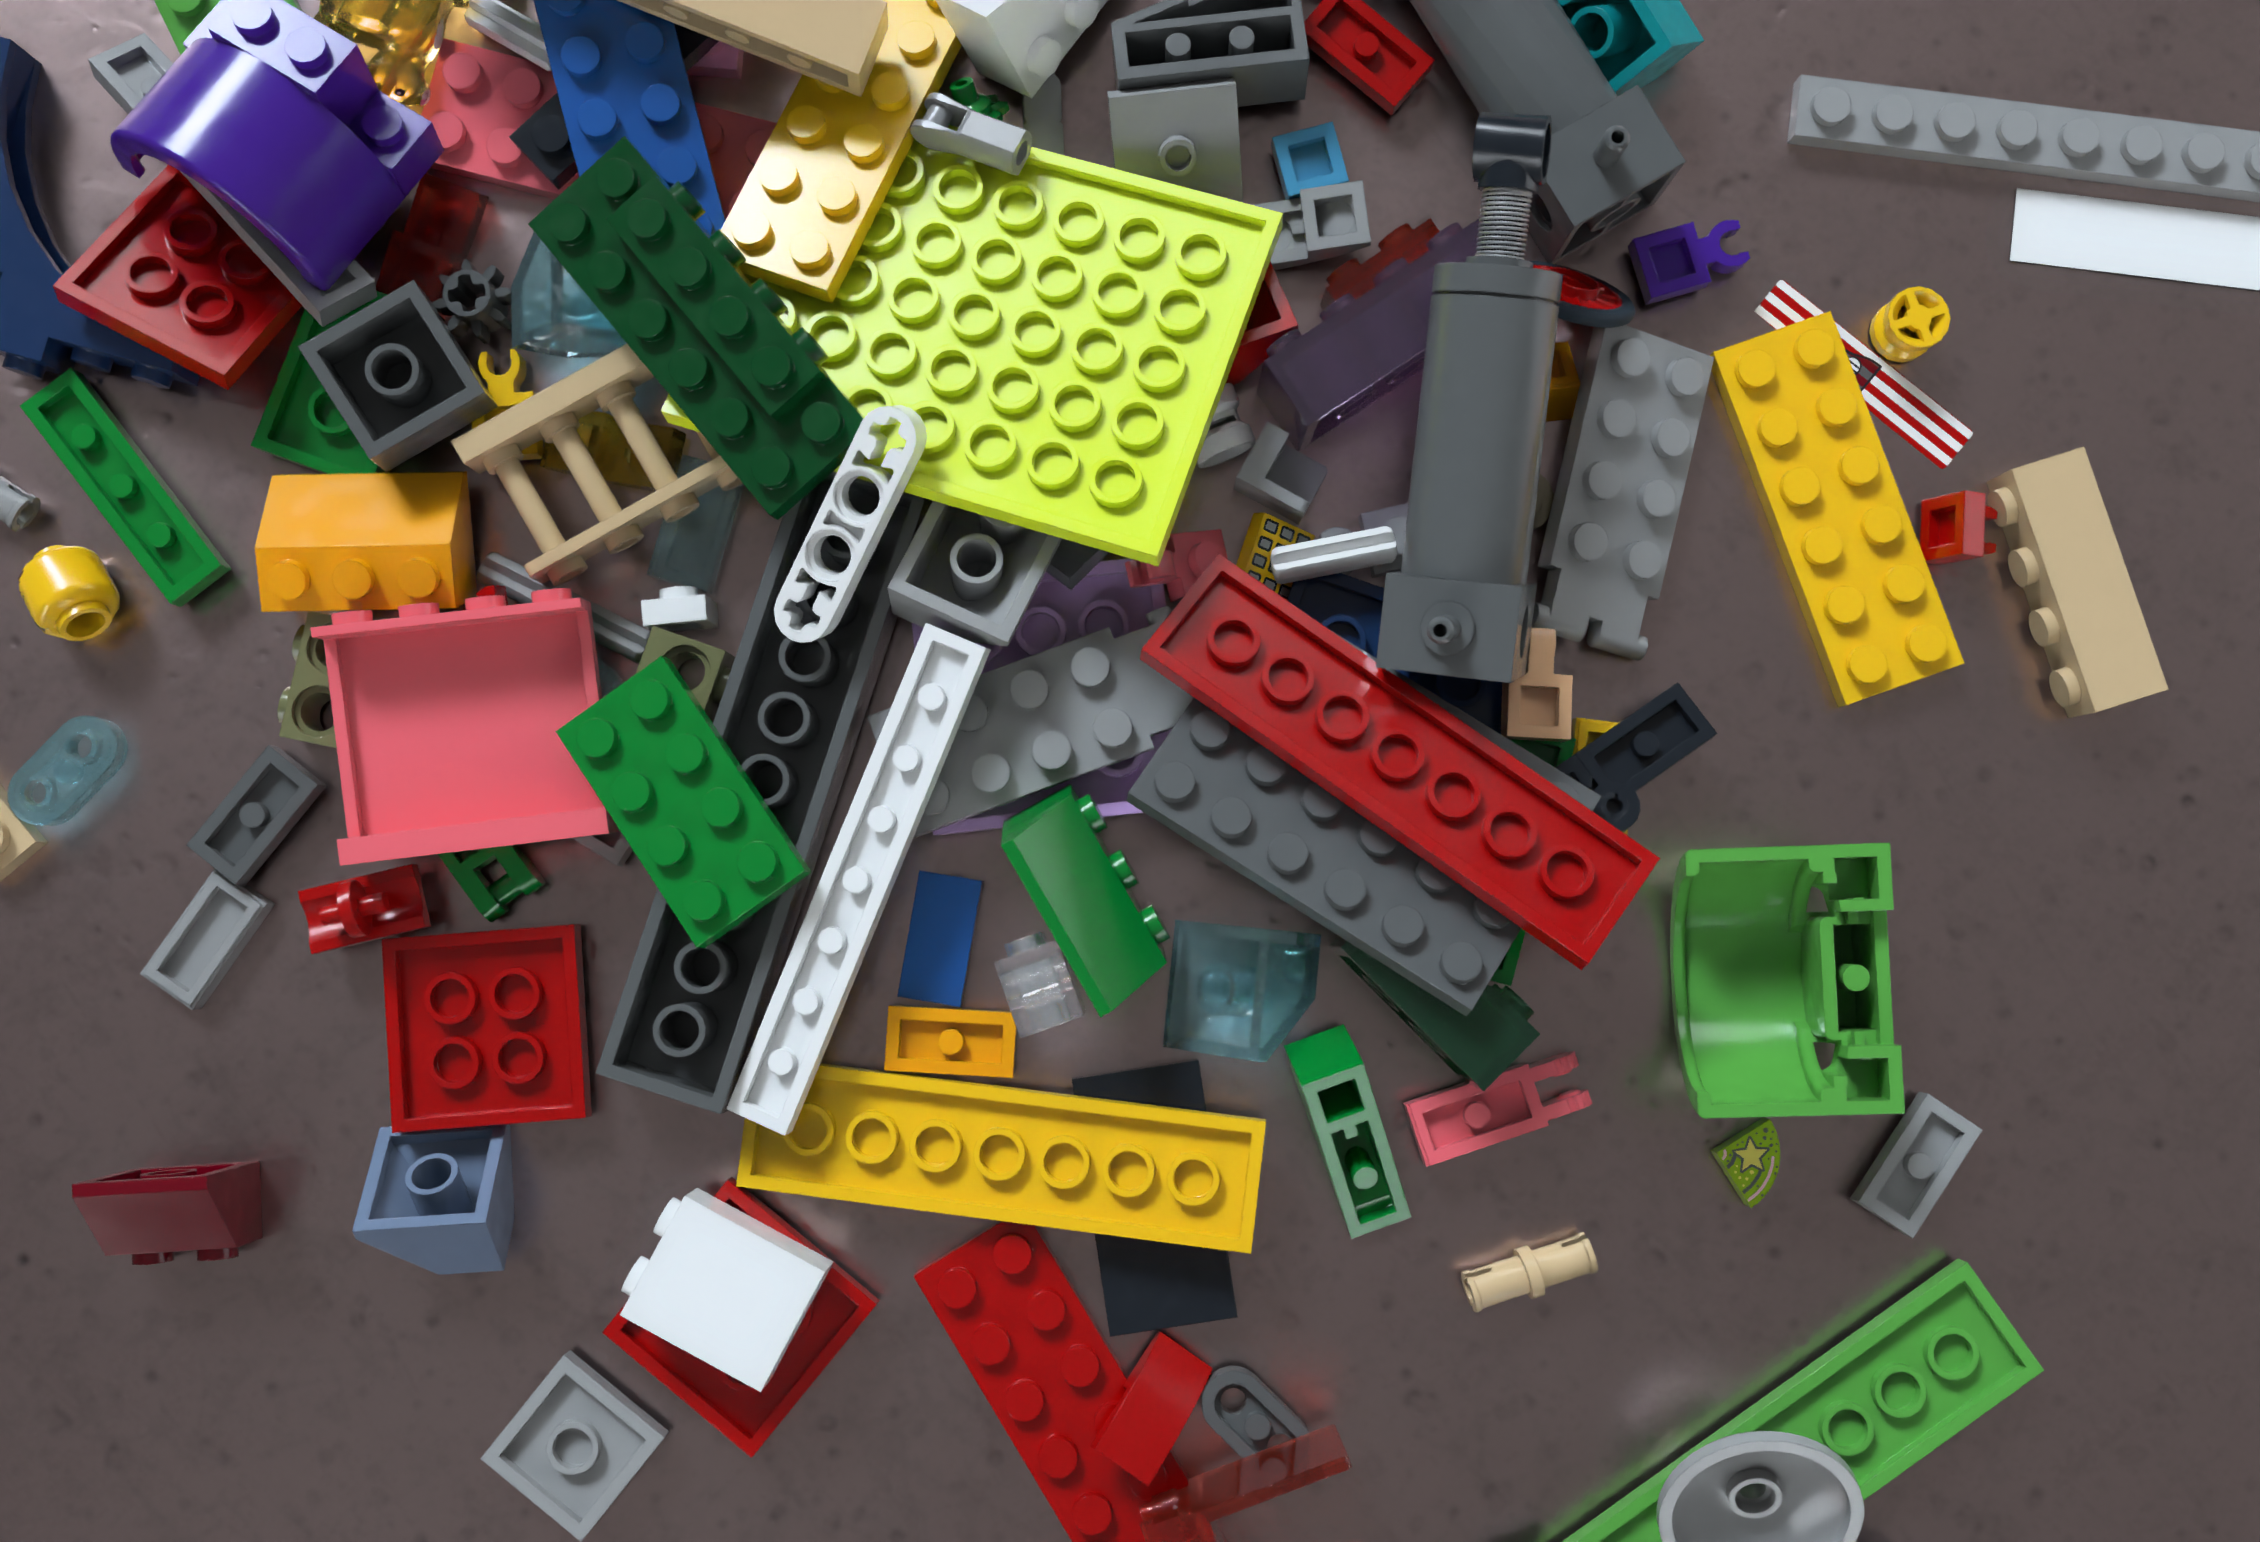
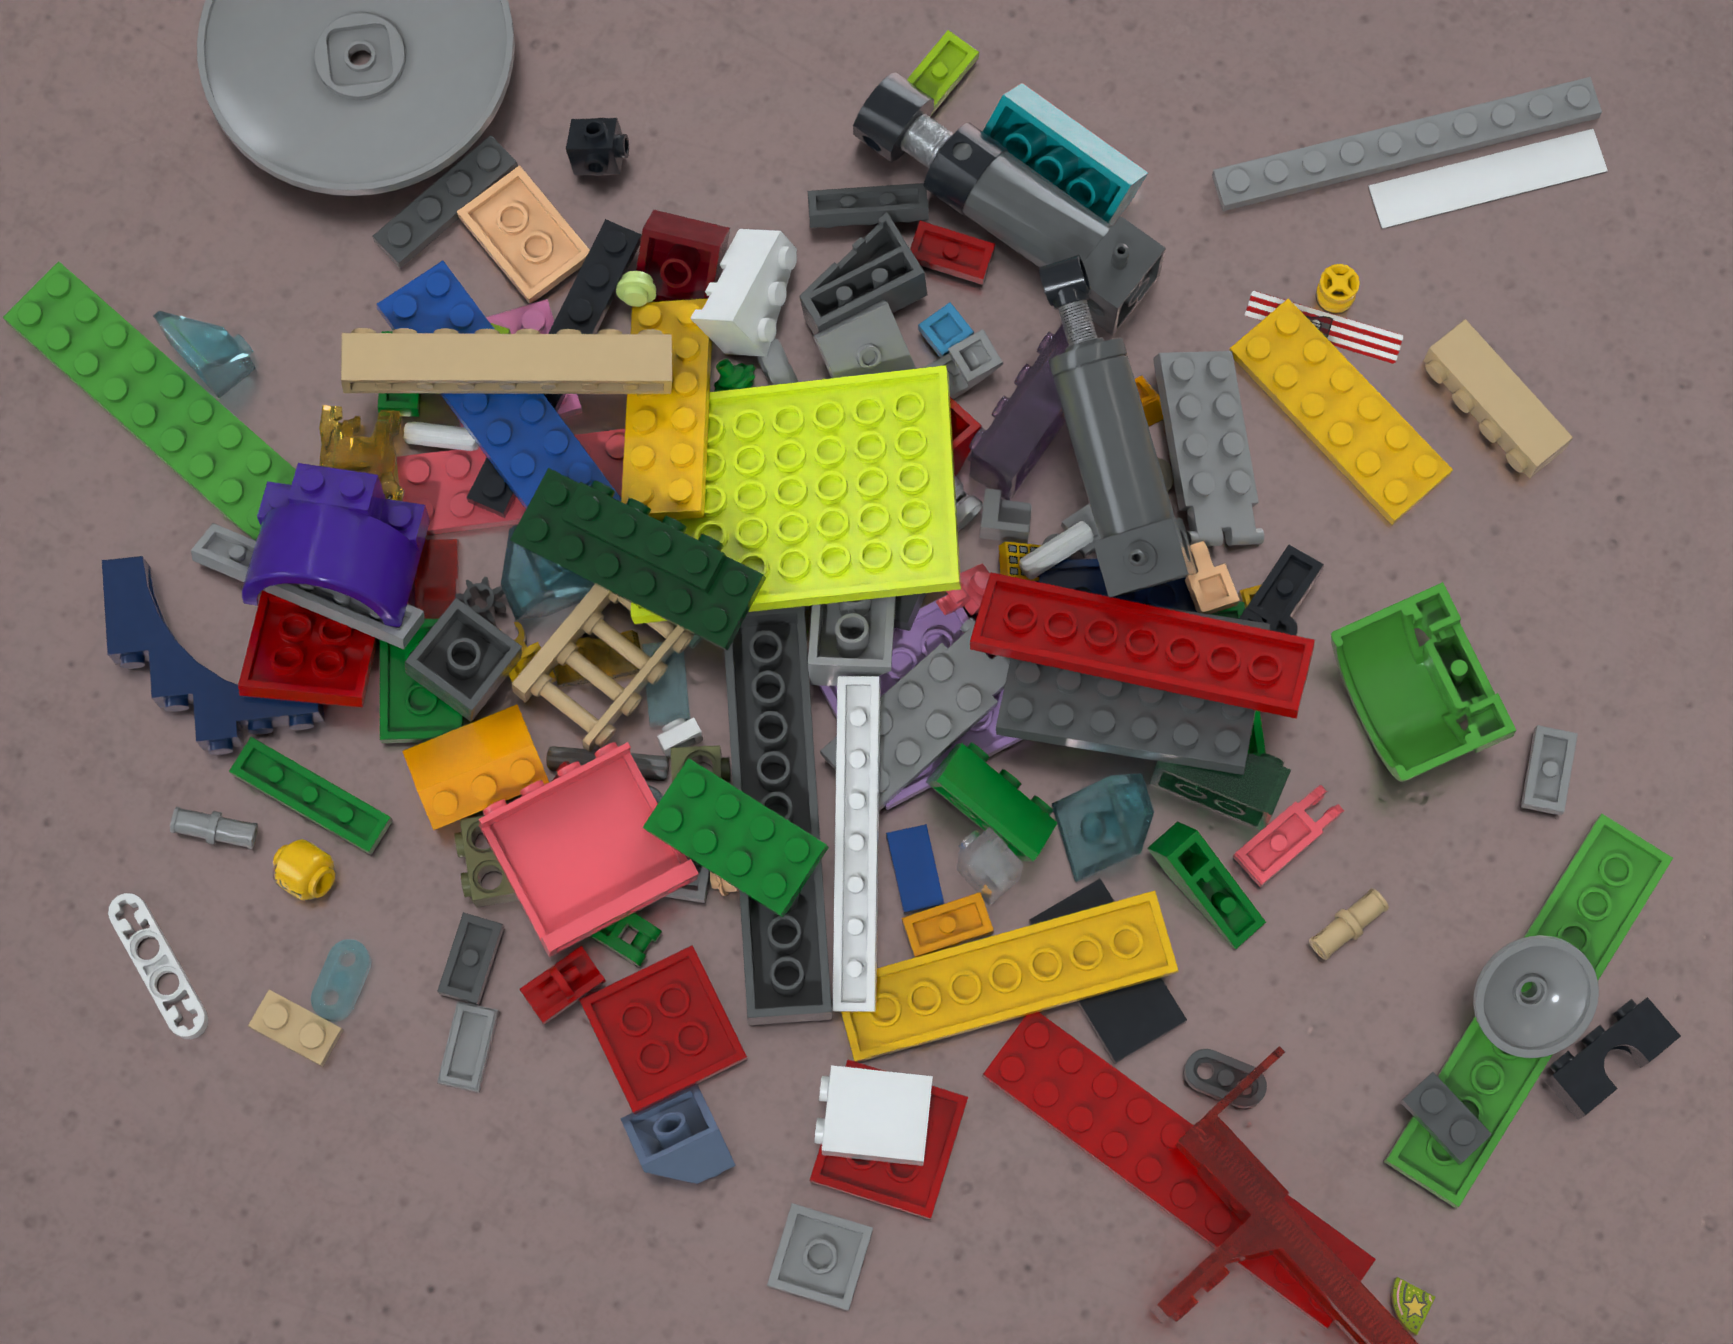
camera: 20 degrees left, 10 degrees down
(174, 1210) = (521, 1209): dark red slope -> none
(842, 520) = (766, 635): white beam -> none
(977, 134) = (750, 390): light grey bar -> none
(1153, 1408) = (1158, 1090): red slope -> none
(1358, 278) = (1017, 360): clear red plate -> none
(1590, 299) = (1144, 345): wheel -> none
(1678, 261) = (1187, 304): dark purple plate -> none
(1751, 1160) = (1452, 808): lime tile -> none
(1955, 527) = (1413, 394): red tile -> none

